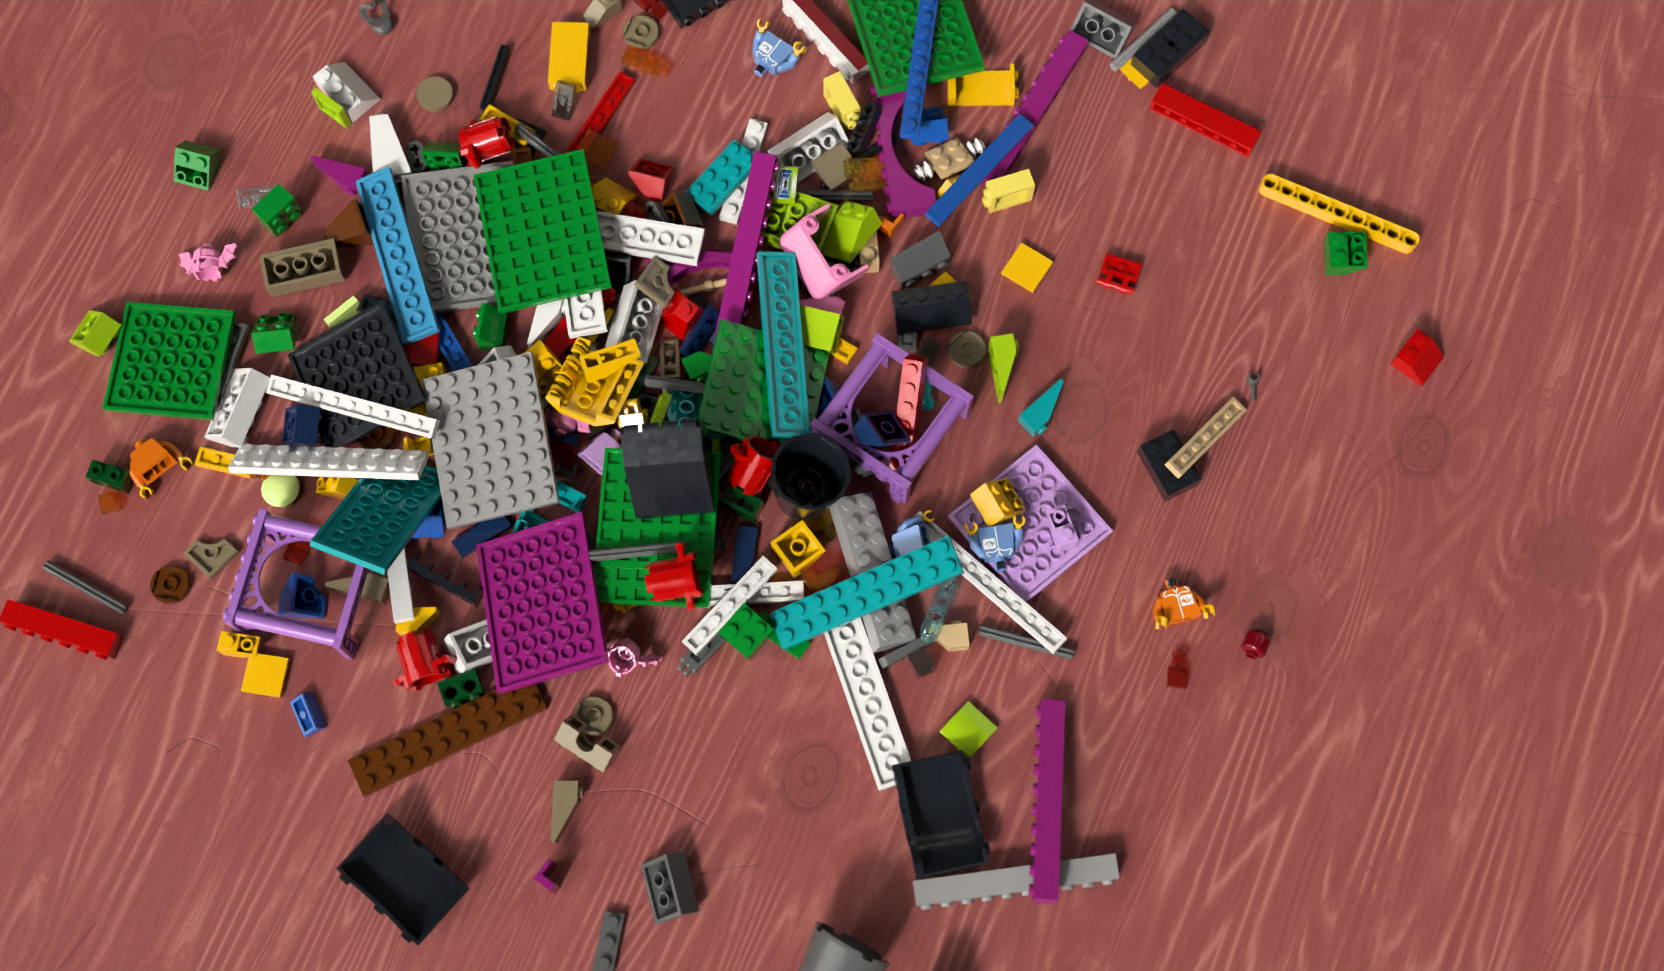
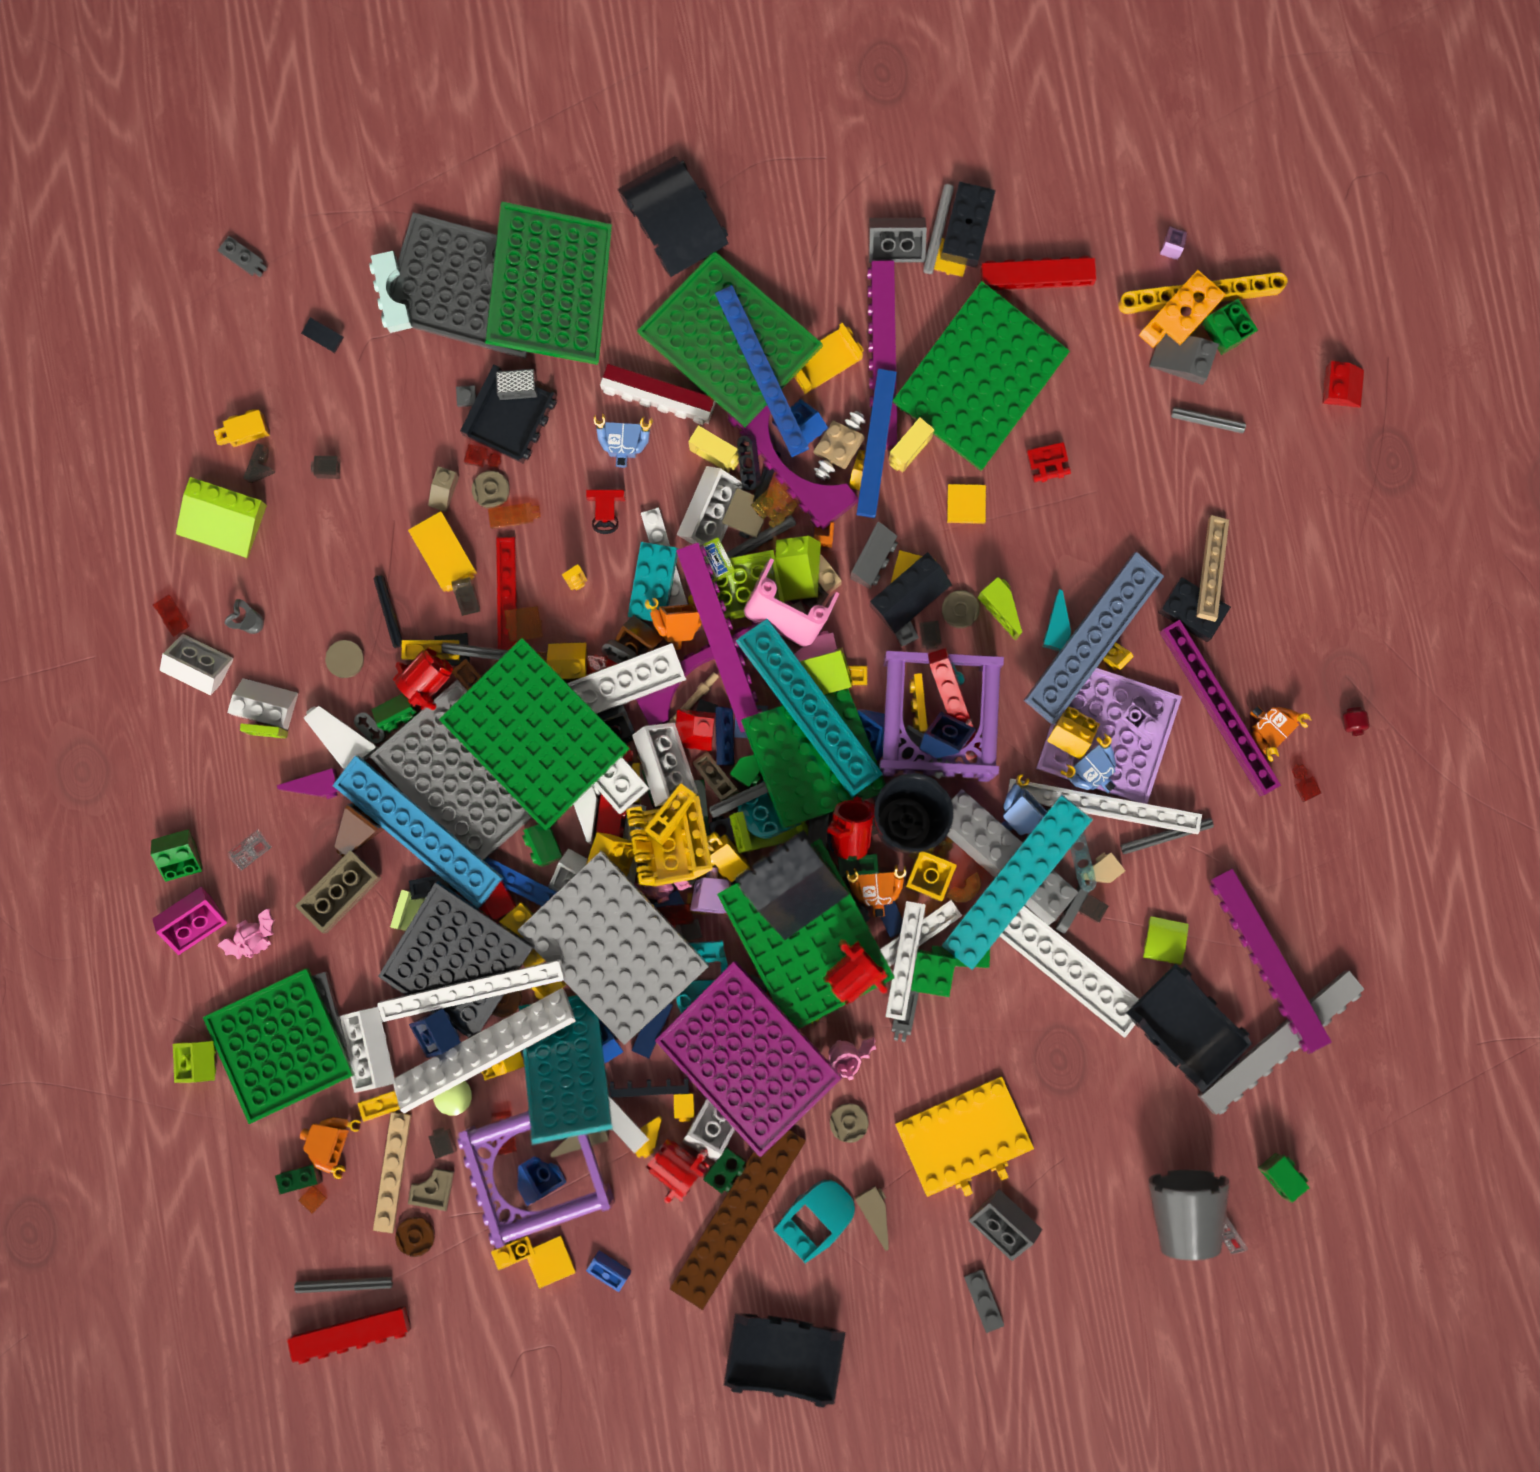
camera: 30 degrees left, 10 degrees up
(169, 221) = (189, 921): none -> dark pink slope
(188, 520) = (392, 1172): none -> tan plate
(243, 519) = (442, 1142): none -> clear smoke brick
(274, 333) = (353, 964): green slope -> none
(277, 210) = (281, 854): green brick -> none
(315, 28) = (195, 664): none -> white slope
(463, 613) = (684, 1107): none -> yellow brick
(530, 775) = (832, 1207): none -> teal slope
(543, 874) = (903, 1286): magenta panel -> none
(573, 737) = (874, 1154): arch -> none
(634, 551) = (803, 968): dark grey axle -> none
(651, 178) = (590, 620): red slope -> none
(654, 282) = (659, 718): dark tan tile -> none
(660, 132) = (575, 578): none -> yellow plate
(684, 791) = (965, 1137): none -> yellow hinge
(717, 217) = (675, 622): none -> orange torso
(722, 96) = (605, 508): none -> red piece
(744, 531) = (877, 889): none -> orange torso
(881, 398) = (918, 703): none -> yellow plate
(1065, 435) = (1093, 638): none -> sand blue plate
(1075, 462) = (1117, 657): none -> yellow slope
(1104, 171) = (981, 375): none -> green plate
(1139, 560) = (1220, 708): none -> magenta brick
(1253, 383) = (1220, 494): dark grey hand -> none
(1280, 319) = (1209, 420): none -> axle
(1291, 256) = (1188, 361): none -> dark grey slope
(1296, 220) = (1170, 319): none -> light orange hinge
(1338, 161) = (1174, 243): none -> lavender slope

